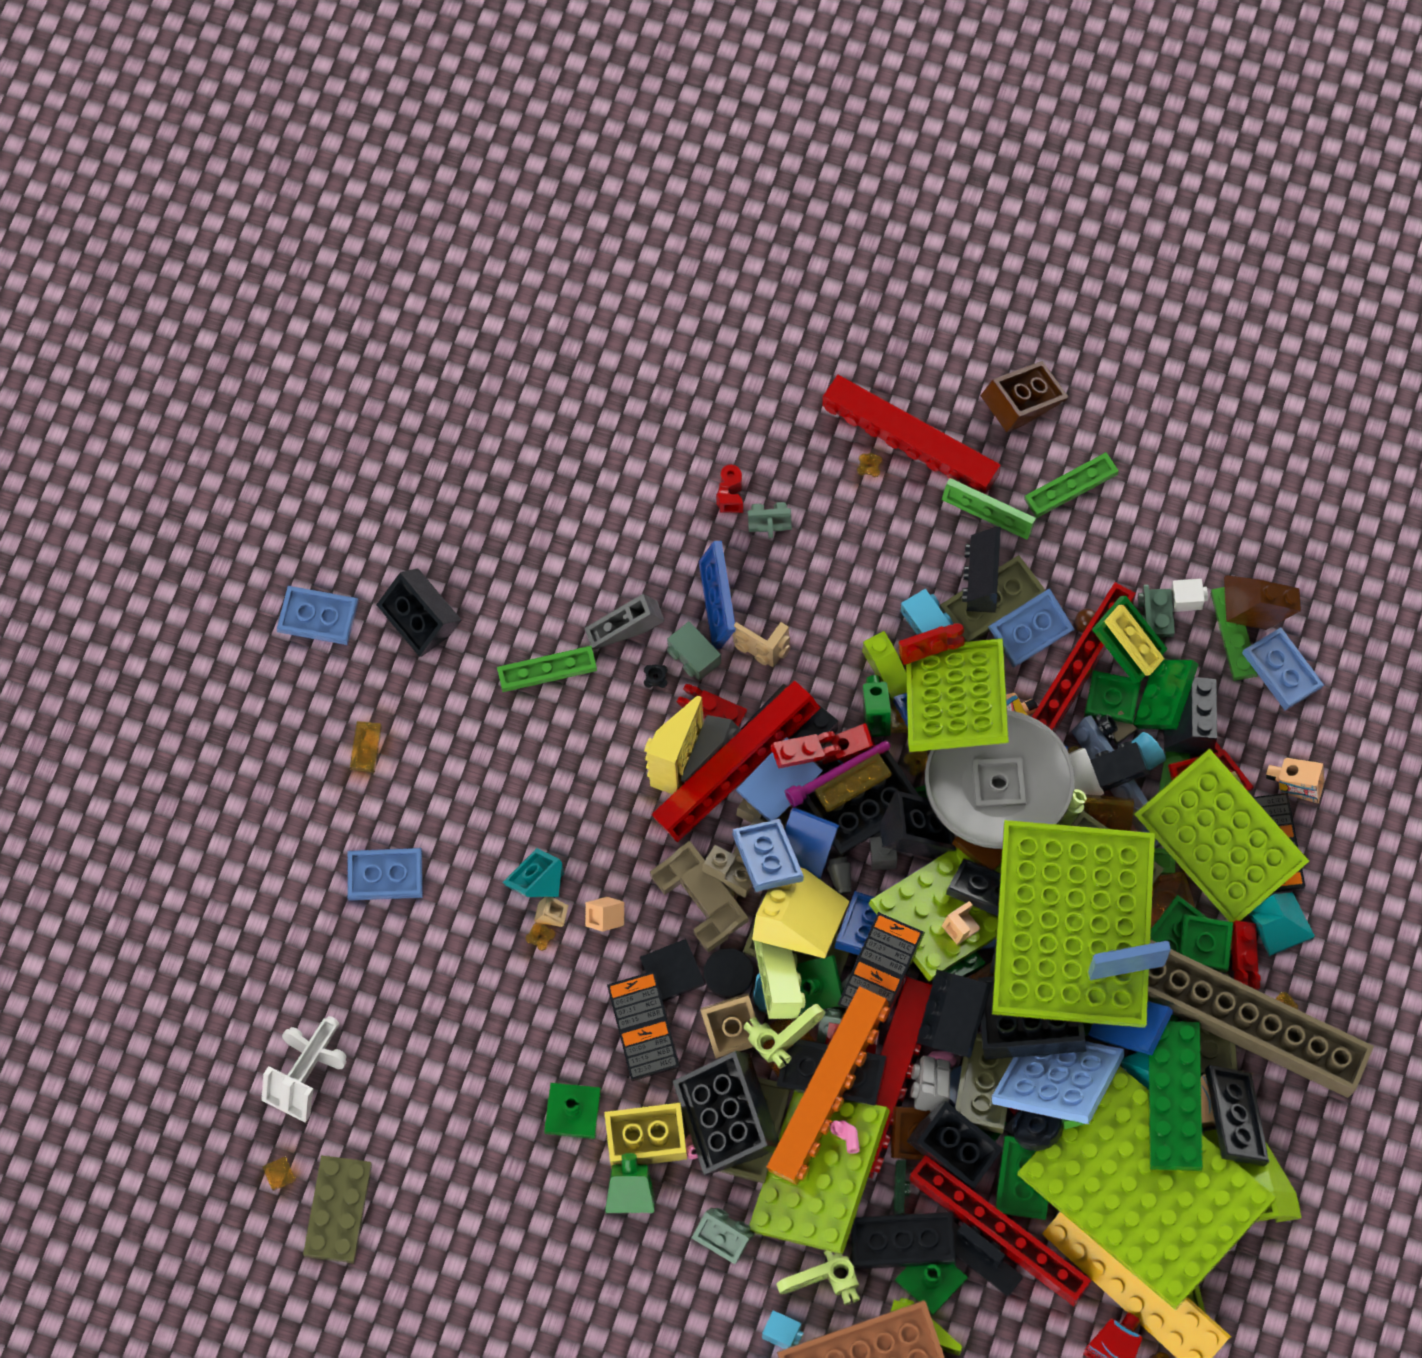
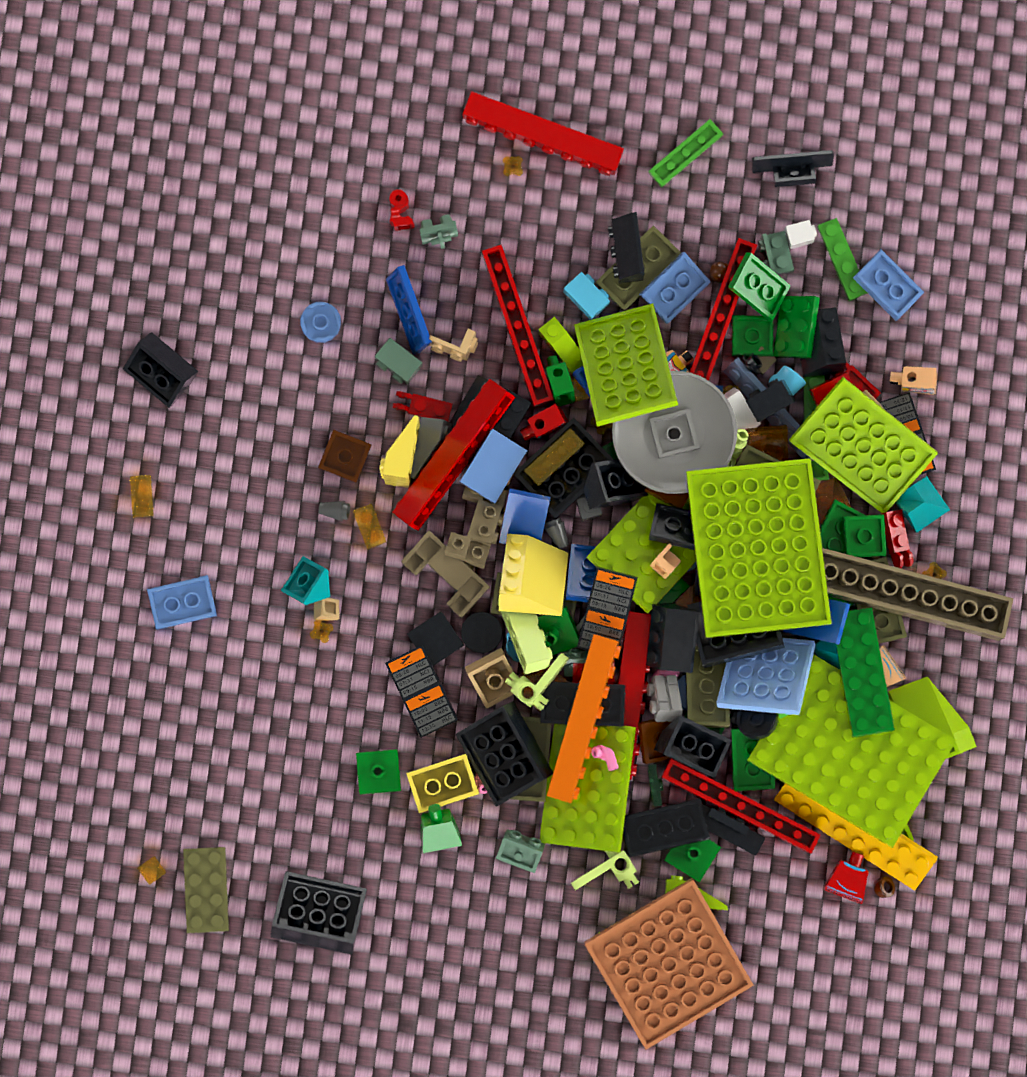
camera: 20 degrees left, 15 degrees up
(289, 1091) = (145, 804): white piece -> none
(317, 615) = (75, 387): medium blue tile -> none
(465, 1261) = (318, 913): none -> black slope
(547, 668) = (278, 399): bright green plate -> none
(586, 802) = (337, 510): none -> dark grey cone
(604, 914) = (370, 602): light nougat panel -> none
(609, 745) = (345, 456): none -> reddish brown plate
(612, 591) = (320, 322): none -> medium blue tile
(621, 828) = (369, 526): none -> clear yellow plate
(625, 622) = (335, 347): dark grey slope -> none
(650, 671) = (374, 383): black plate -> none
(767, 855) = (497, 534): medium blue tile -> none
(782, 1331) = (583, 920): medium azure brick -> none
(796, 795) = (510, 477): magenta piece -> none
(803, 749) = (508, 437): hinge -> none
(839, 635) = (517, 326): none -> red brick
(931, 643) = (595, 319): red hinge -> none
(988, 509) = (620, 188): bright green plate -> none
(1023, 395) = (631, 79): reddish brown slope -> none
(1129, 960) = (810, 576): medium blue tile -> none
(1134, 640) = (763, 287): light yellow tile -> none
(1193, 521) = (793, 168): none -> black bracket
(1236, 1115) = (913, 676): black tile -> none
(1259, 602) = (860, 231): reddish brown slope -> none

